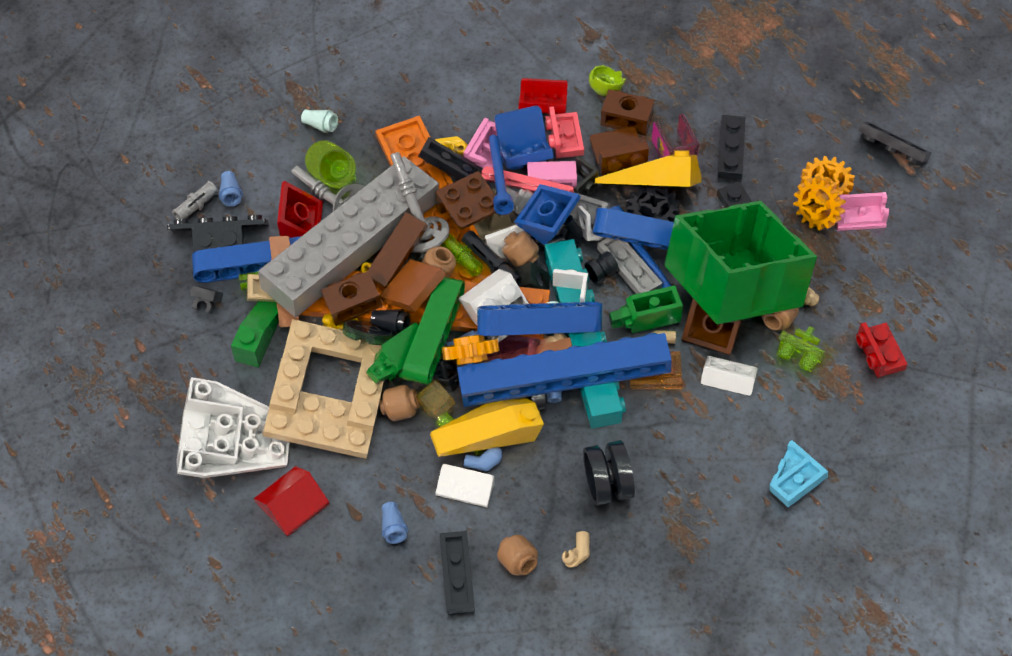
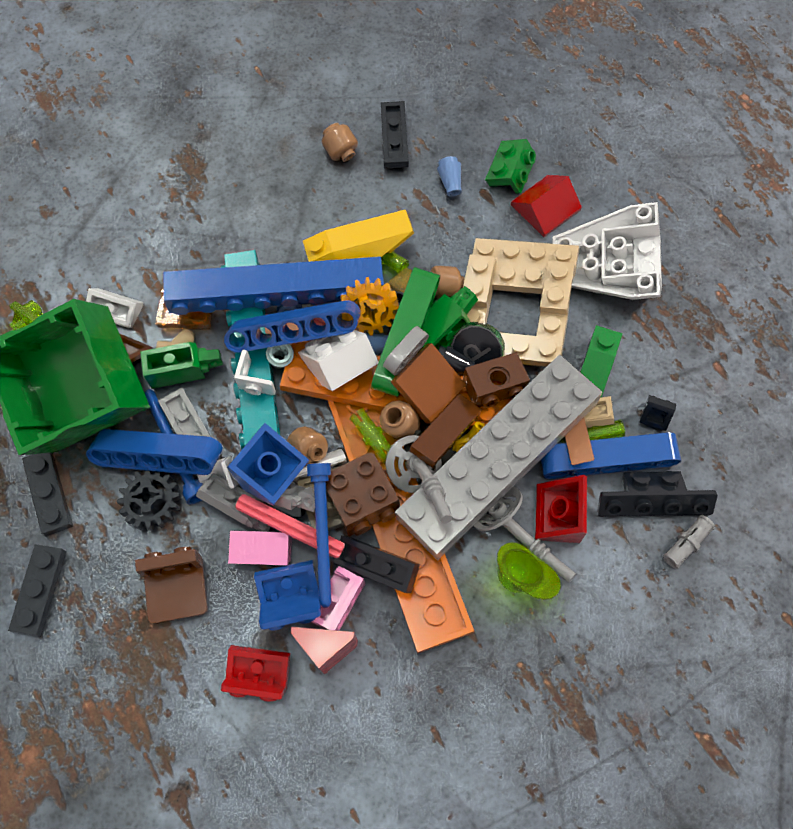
camera: 175 degrees left, 10 degrees up
(230, 191) = (649, 555): medium blue cone -> none
(320, 119) = (545, 657): light aqua cone -> none
(326, 539) = (511, 164): none -> green bracket
(432, 292) = (405, 350): none -> light grey beam
(454, 143) = (375, 611): yellow arm -> none
(465, 485) = (374, 206): white slope -> none
(486, 103) = (325, 646): none -> slope
(487, 255) = (333, 419): black pin -> none
(528, 274) = (305, 414): pearl dark grey bracket -> none
(565, 134) = (236, 614): coral bracket -> none
(580, 552) = (285, 148): tan arm -> none
(588, 184) = (218, 535): pearl dark grey bracket -> none
(601, 267) = (220, 424): black wheel -> none
(605, 78) = (169, 696): lime hair -> none
(608, 472) = (245, 195): black wheel -> none
(627, 110) = (140, 632): reddish brown brick -> none
(671, 170) = (134, 530): yellow wedge -> none
(685, 133) = (85, 588): clear pink piece -> none
(796, 475) = (76, 203): medium azure wing -> none

